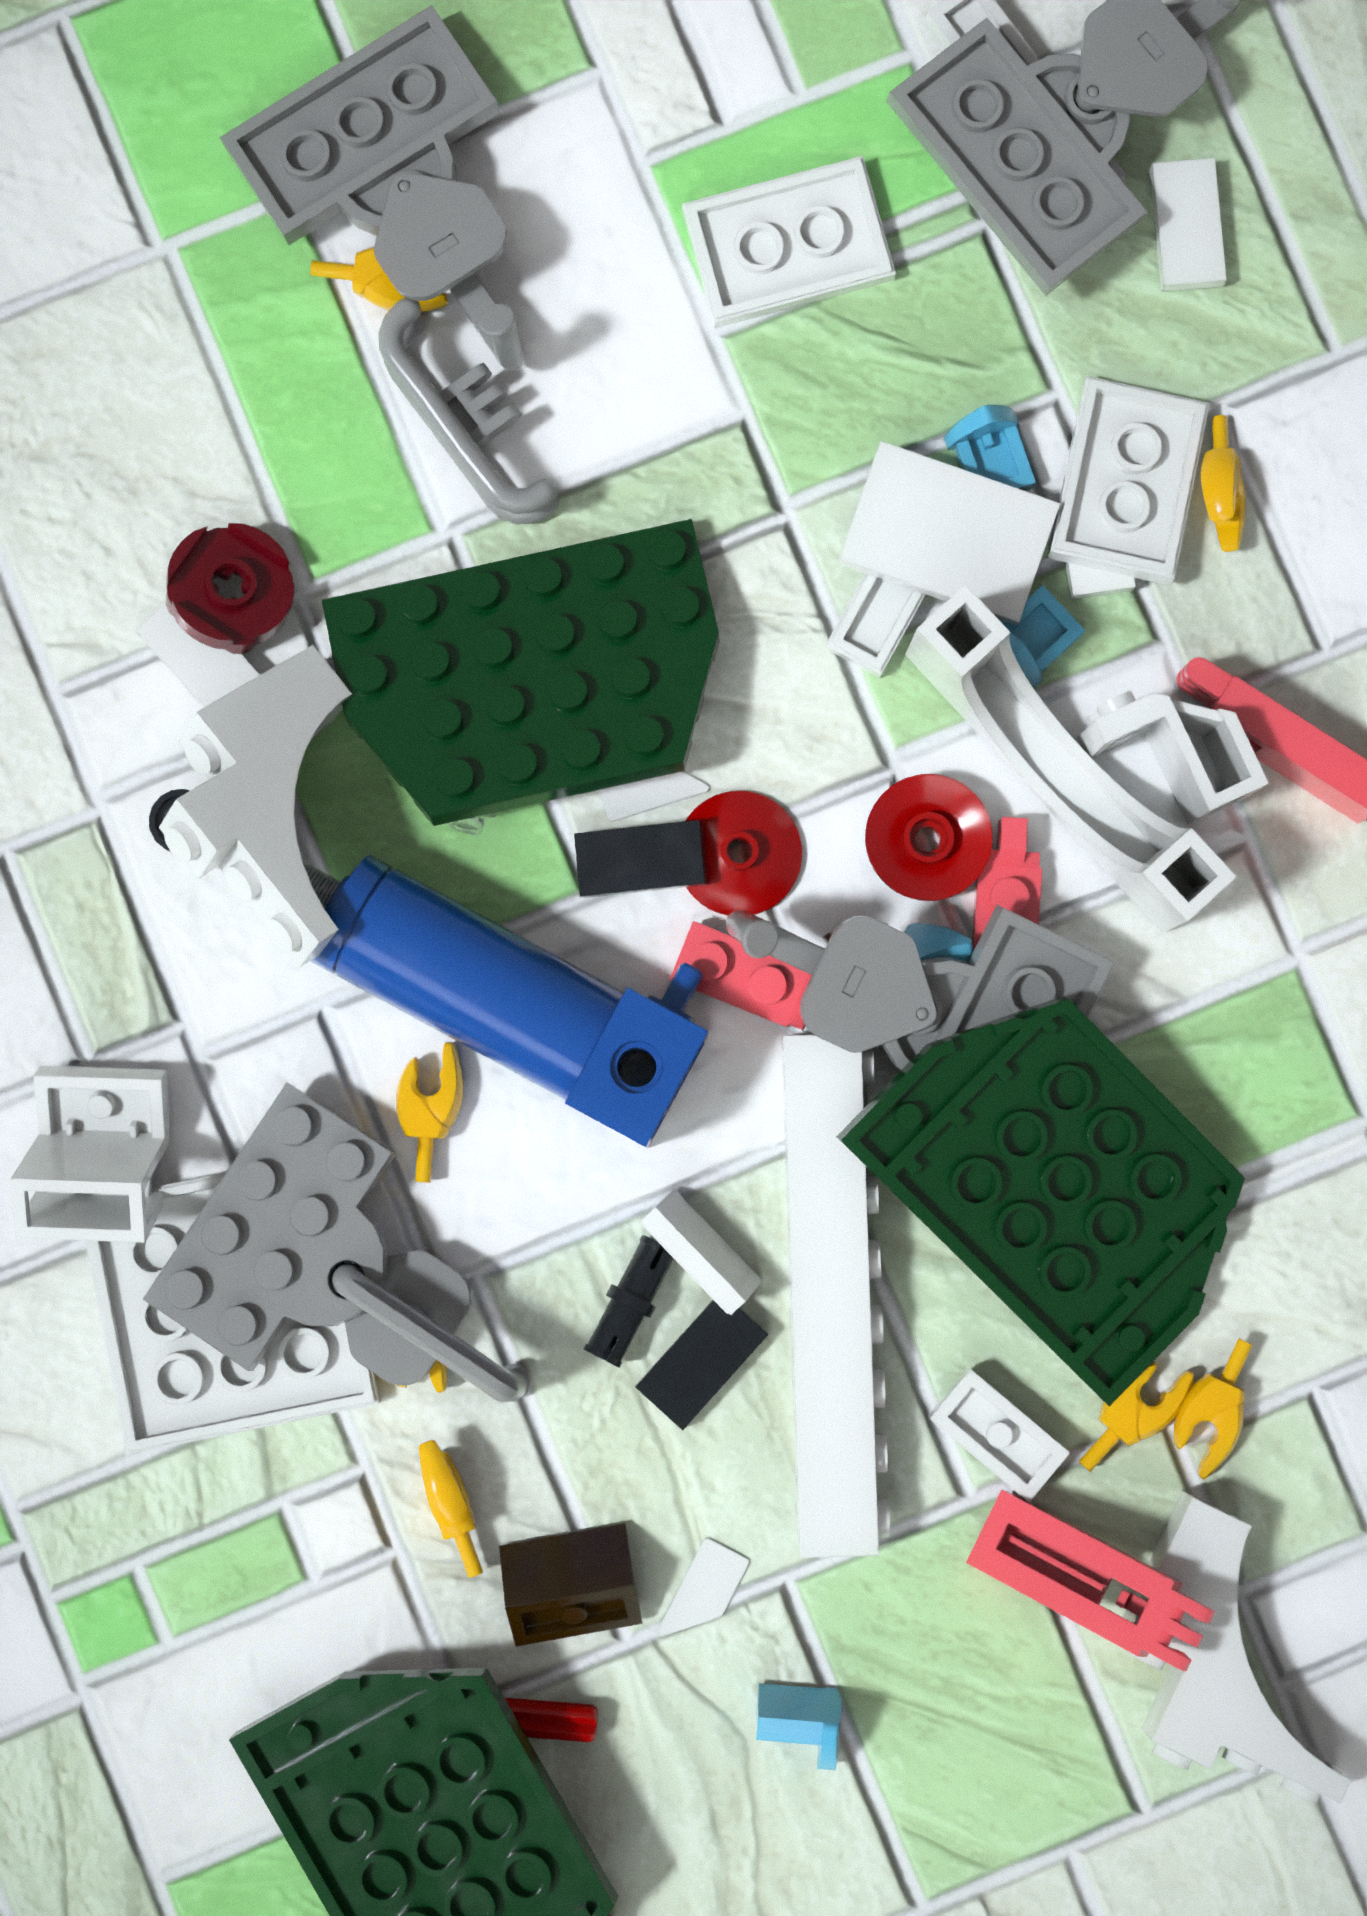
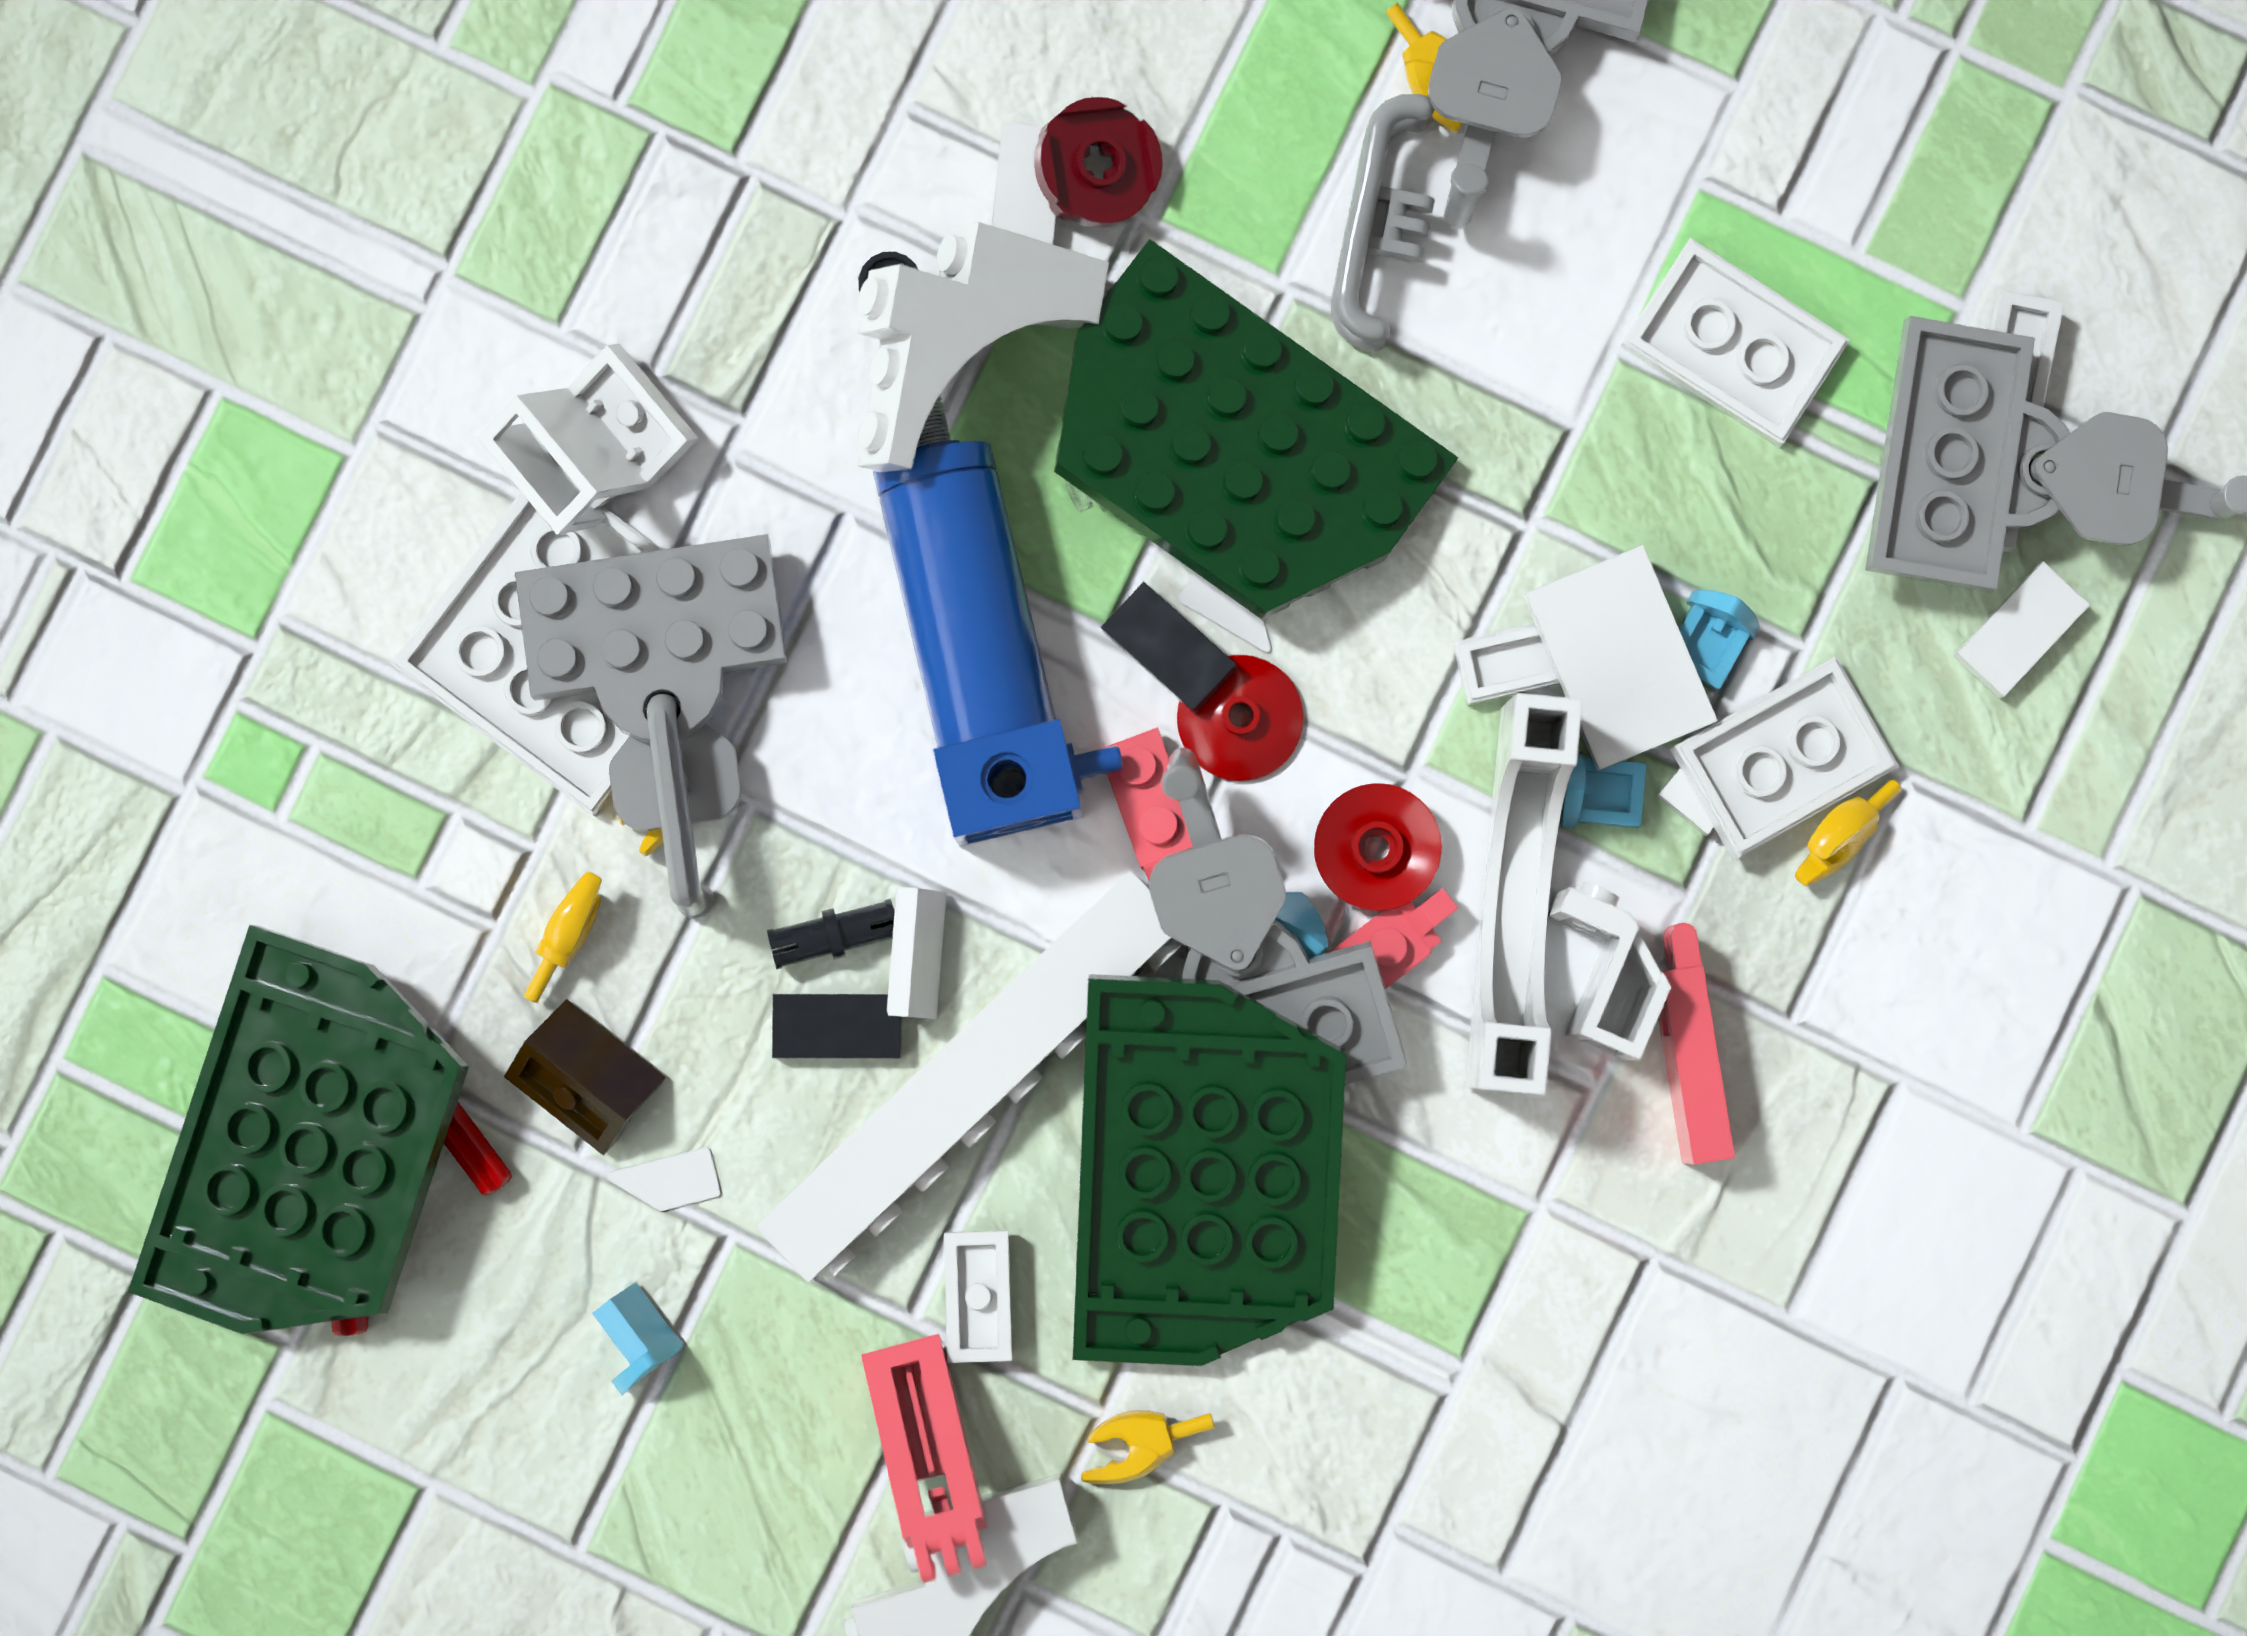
camera: 50 degrees right, 0 degrees up
(430, 1115) = (838, 662): yellow hand -> none
(1132, 1419) = (1079, 1390): yellow hand -> none

